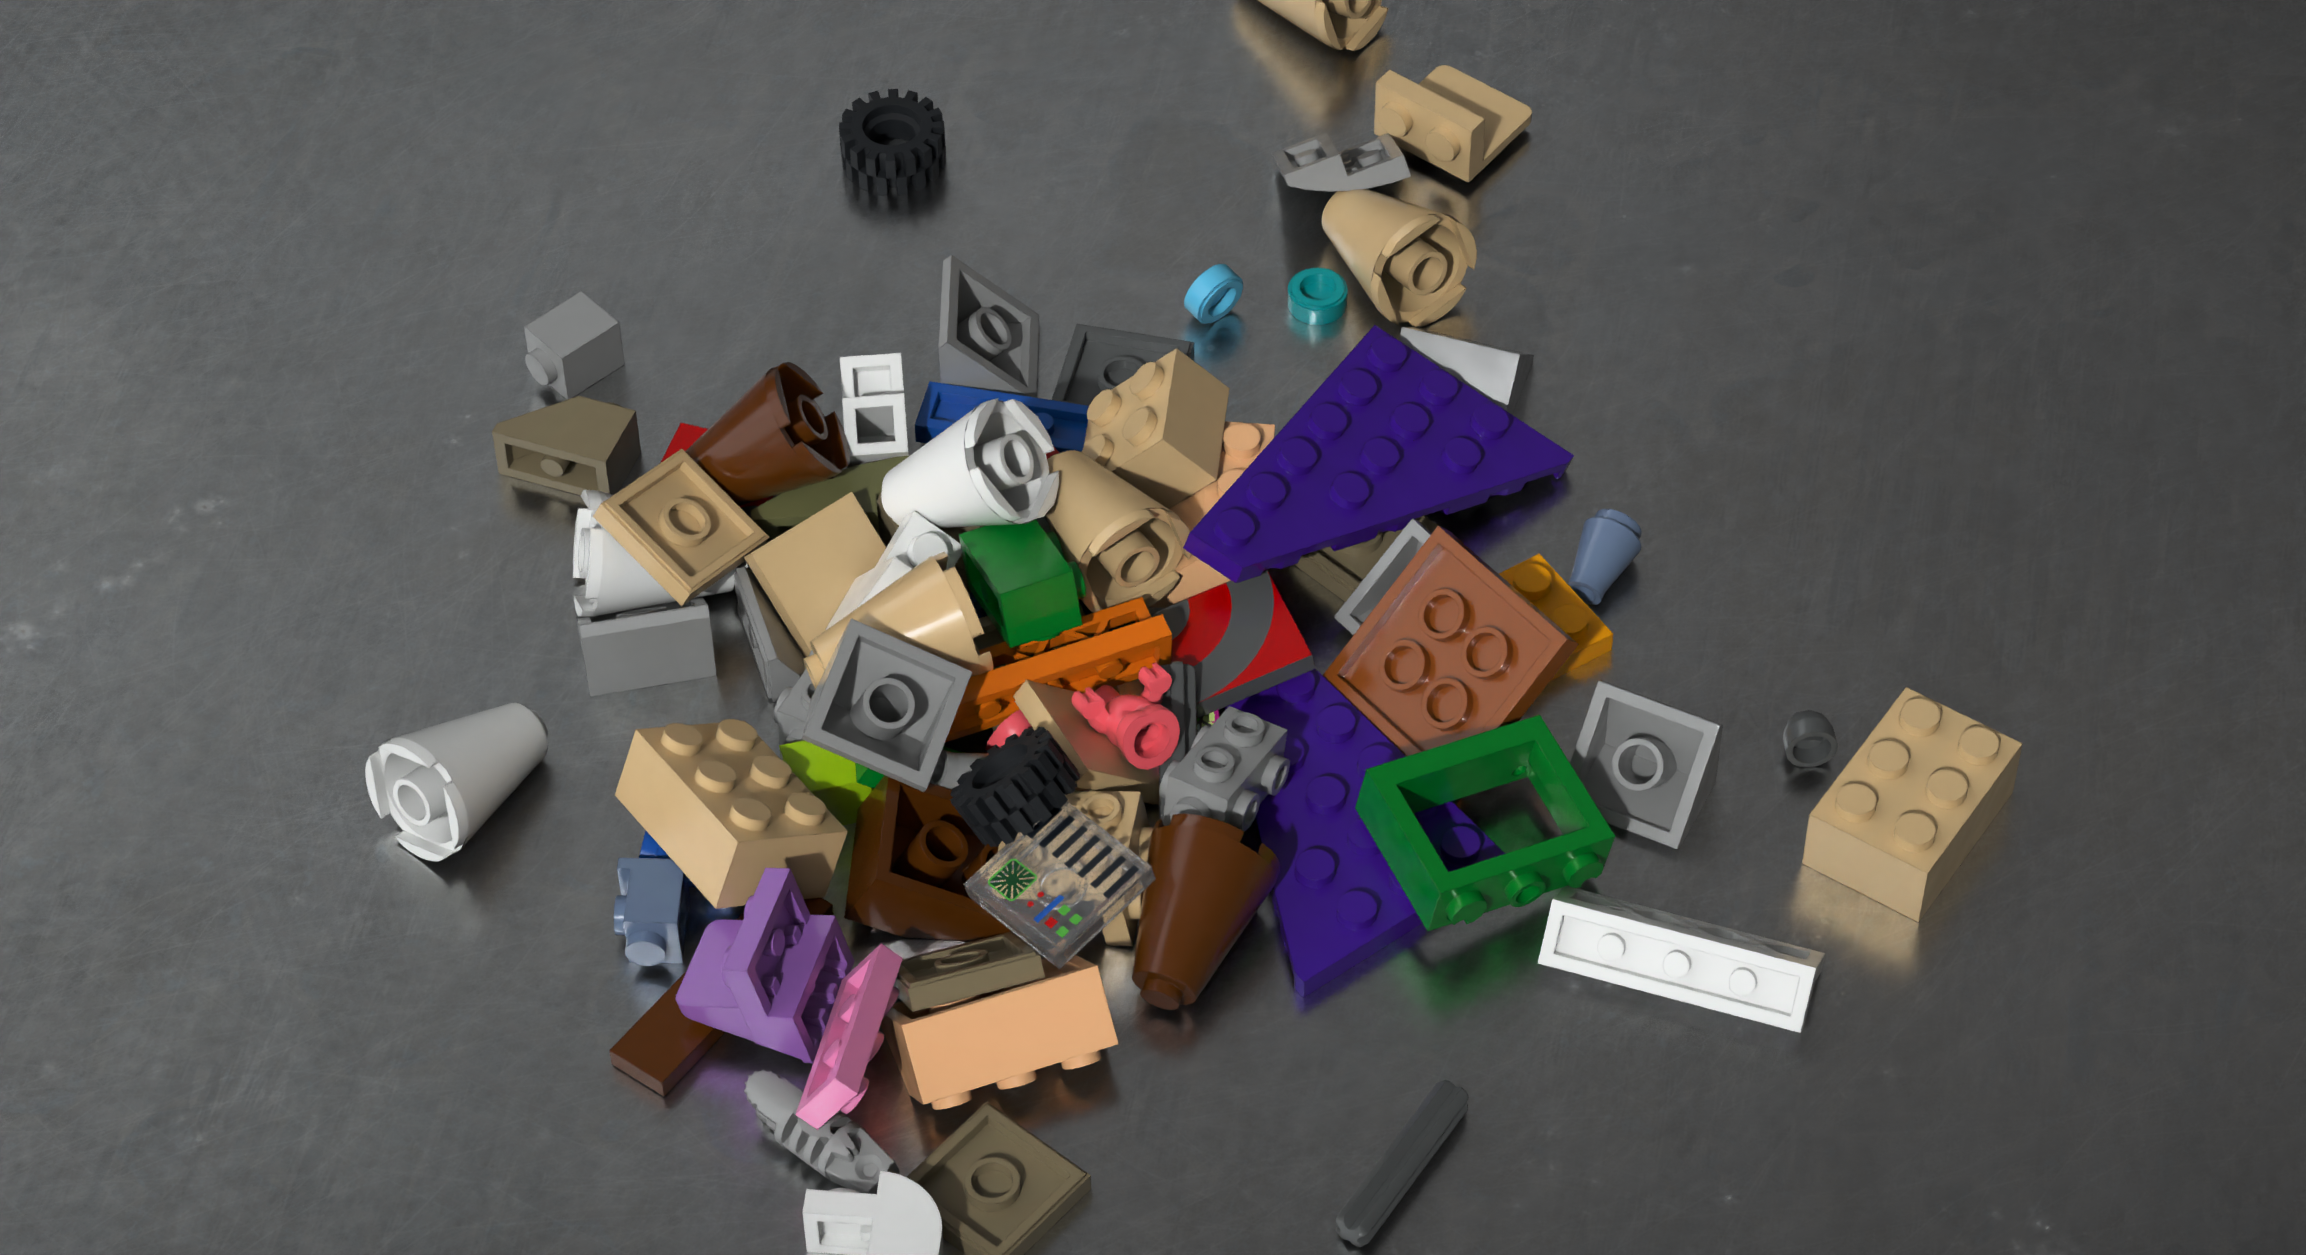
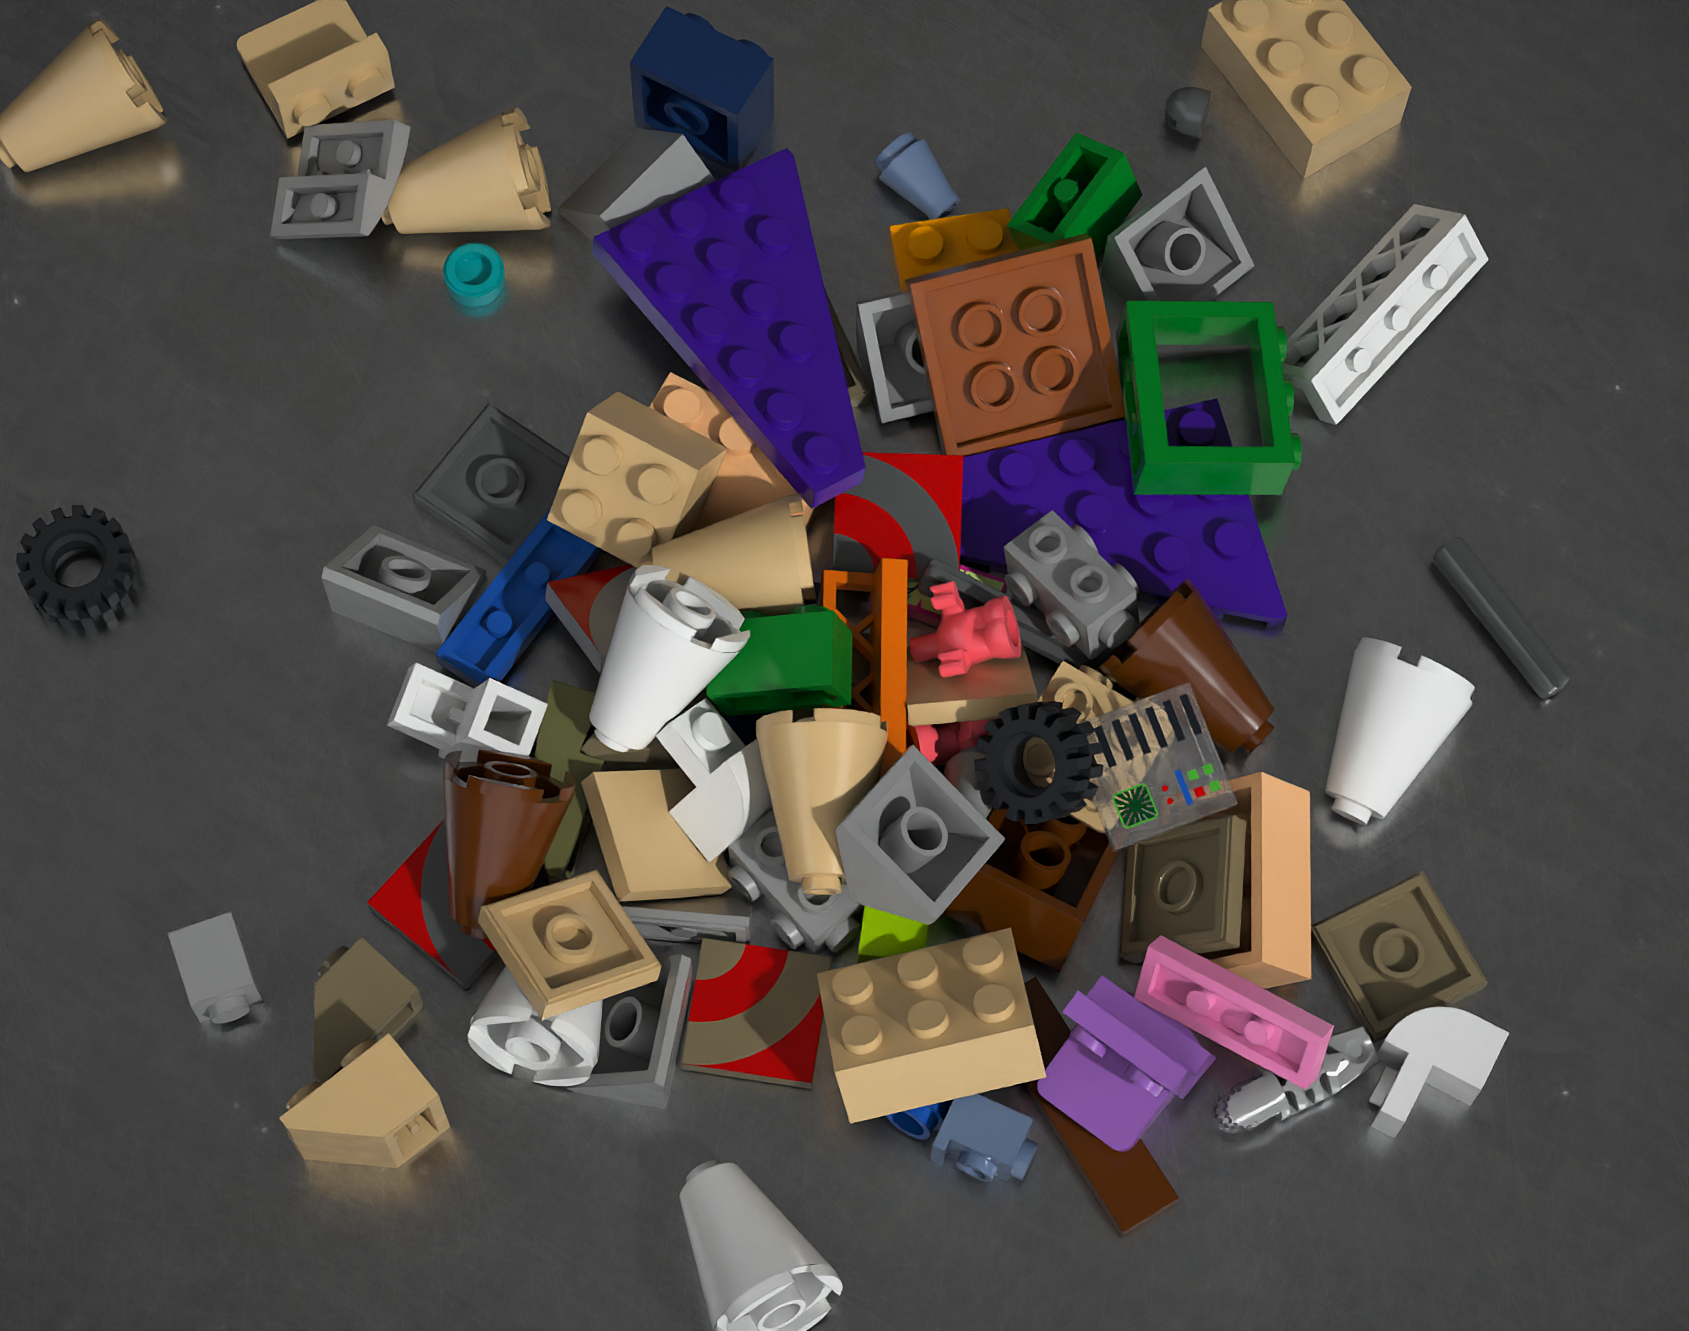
camera: 70 degrees left, 20 degrees up
(487, 469) = (368, 1112): none -> tan slope
(706, 695) = (755, 1013): none -> tile
(1213, 294) = (441, 360): medium azure tile -> none
(1218, 1085) = (1390, 727): none -> white cone
(1583, 358) = (703, 87): none -> dark blue brick
(1633, 654) = (1081, 193): none -> green brick

